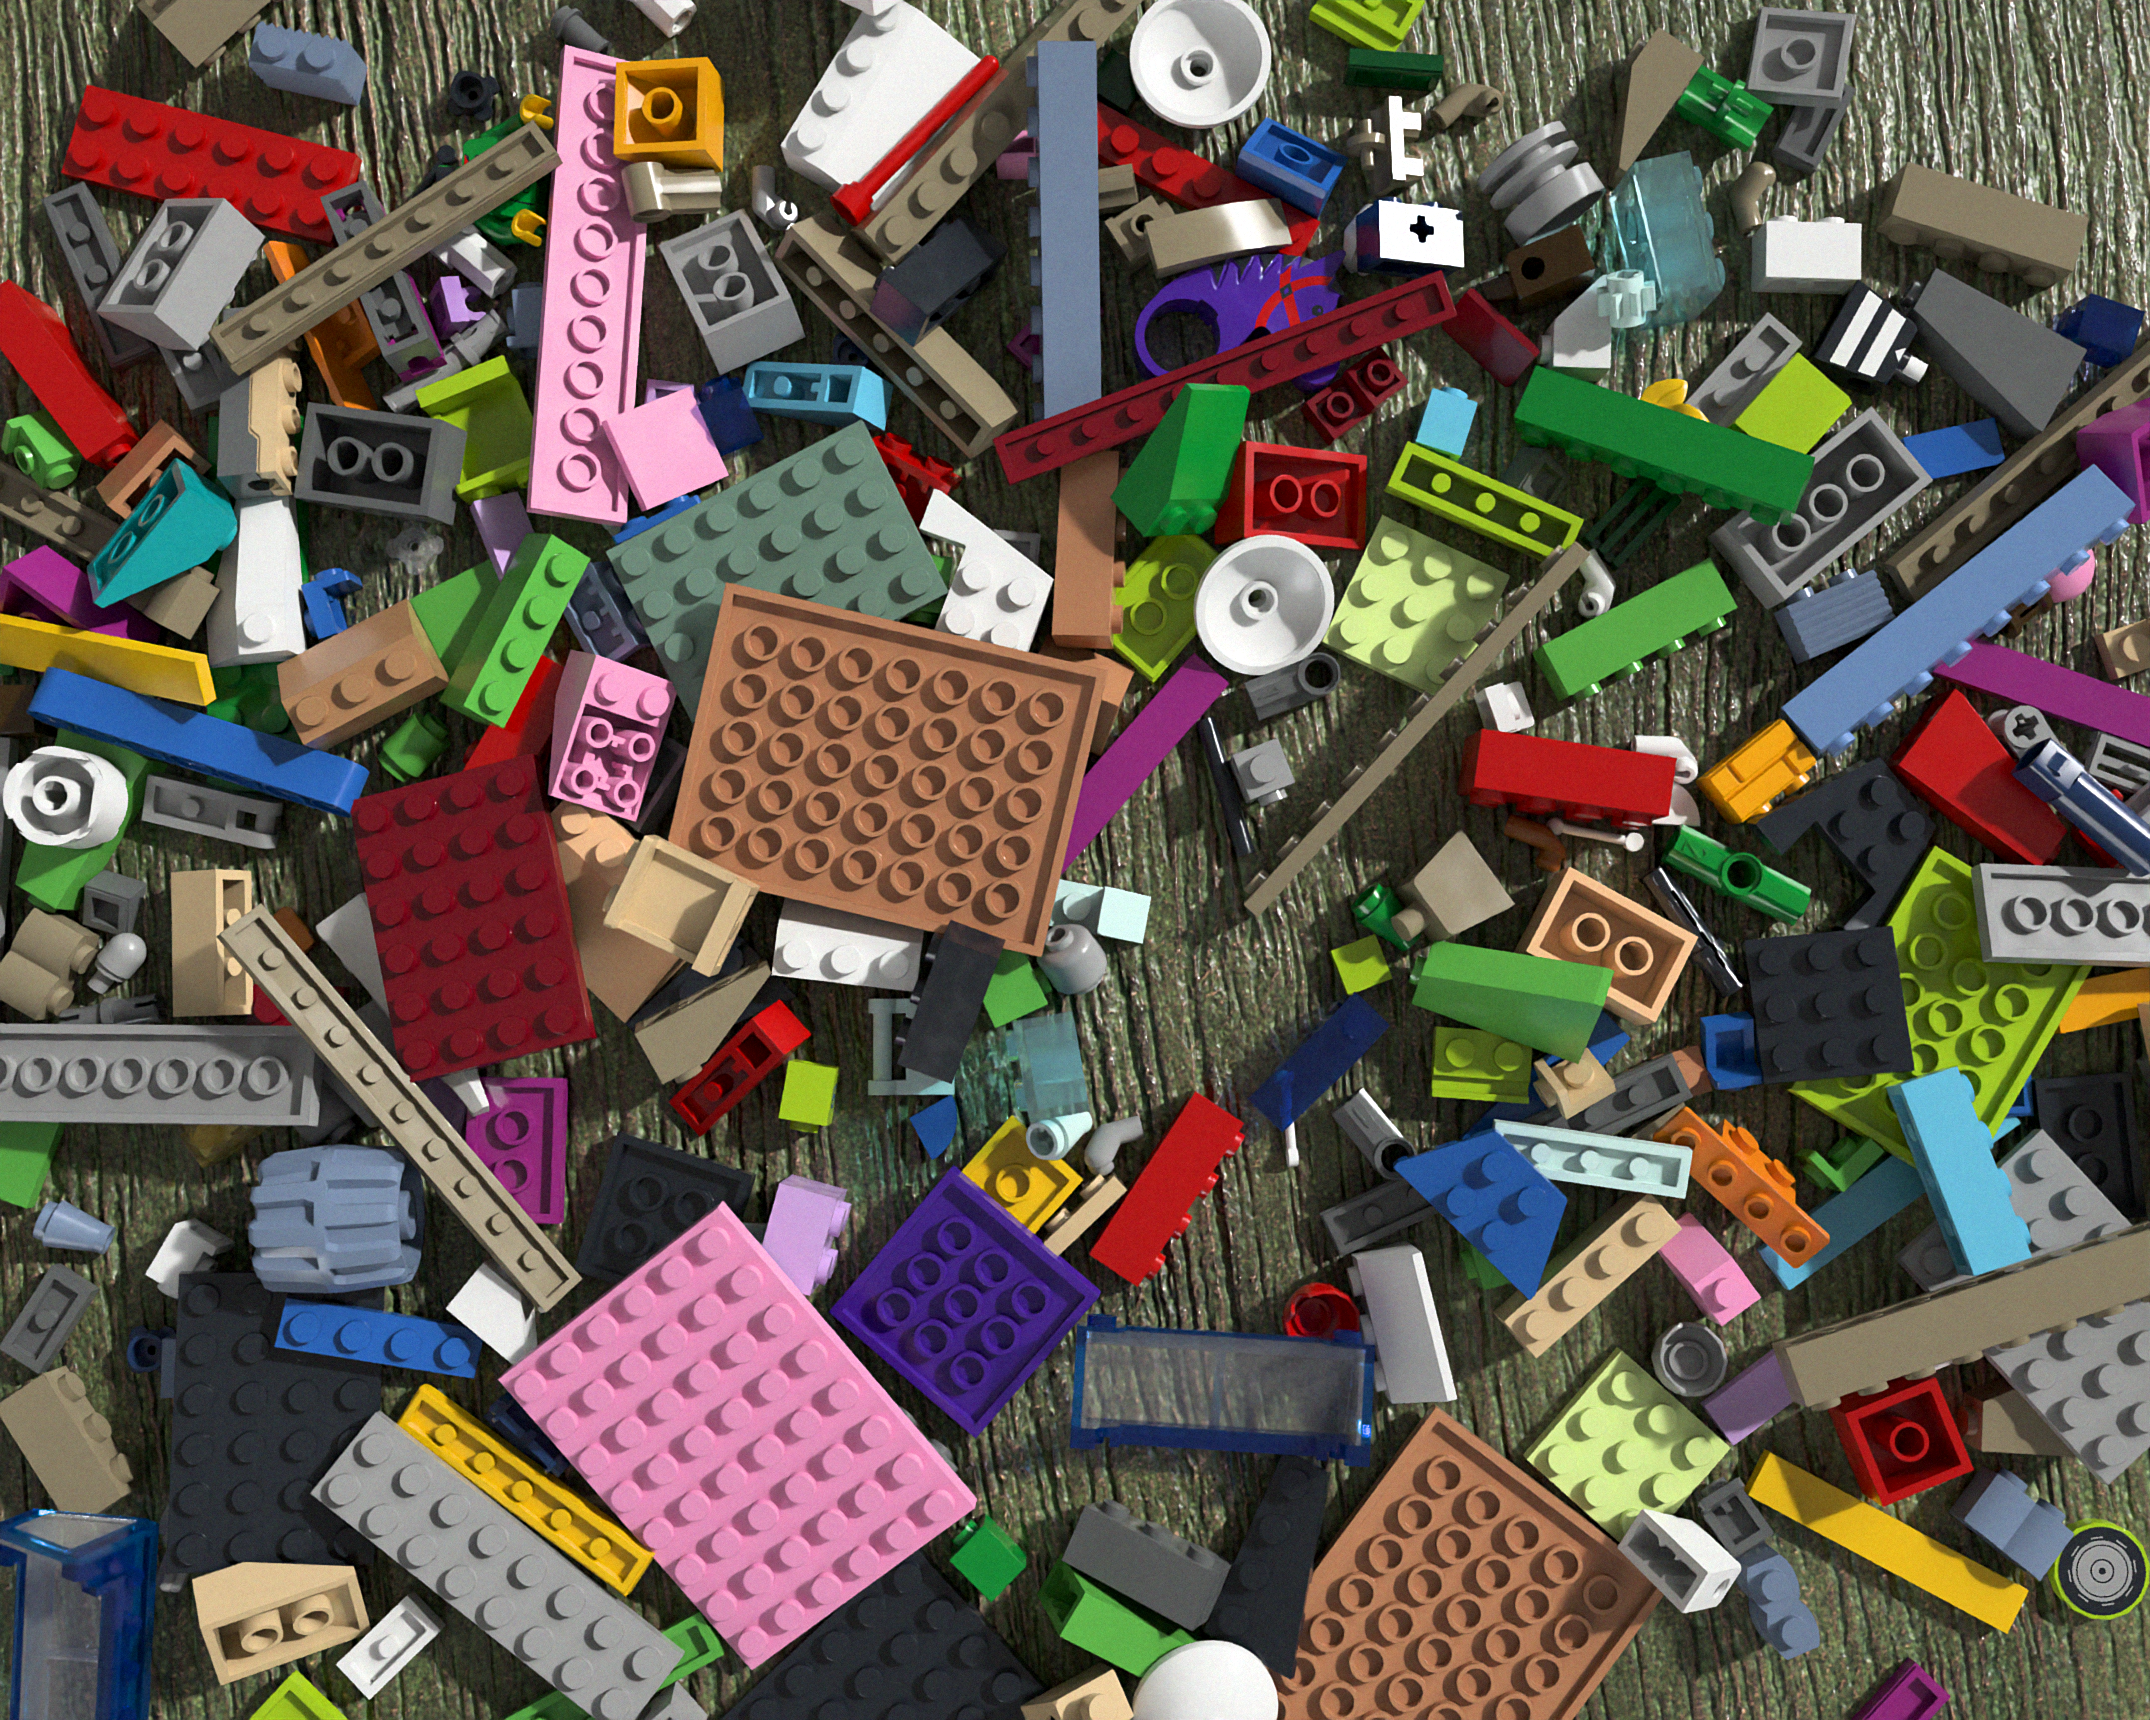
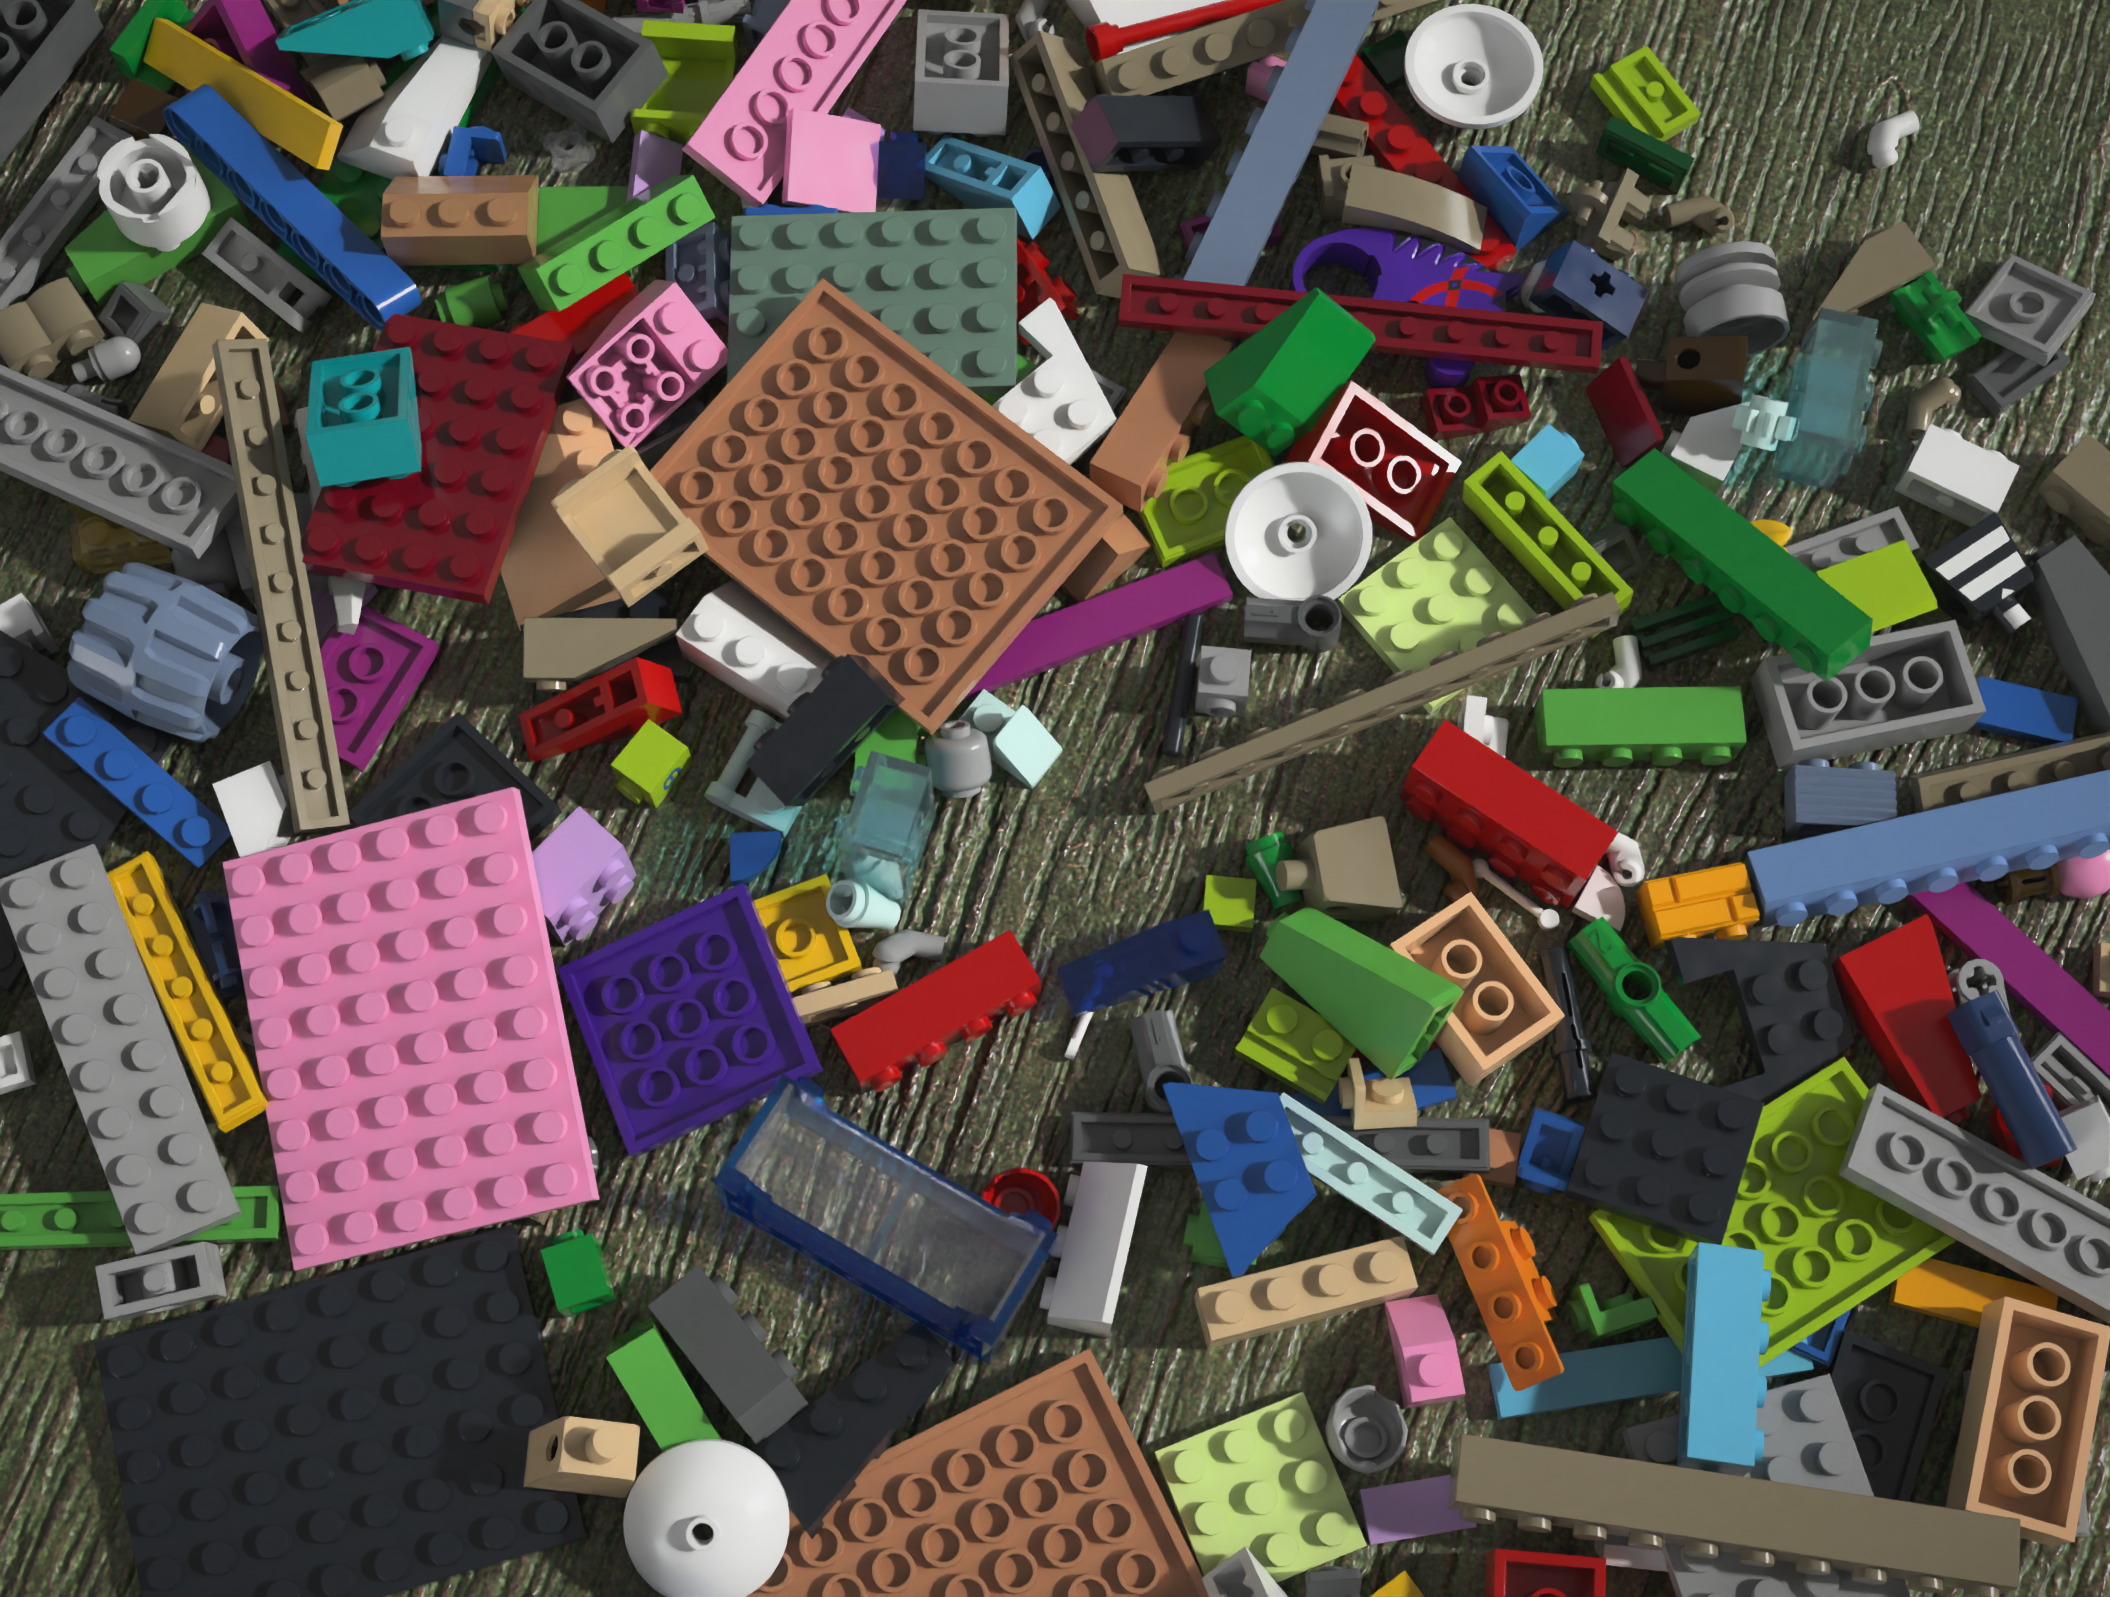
camera: 25 degrees right, 15 degrees down
(388, 925) = (364, 418): none -> teal slope

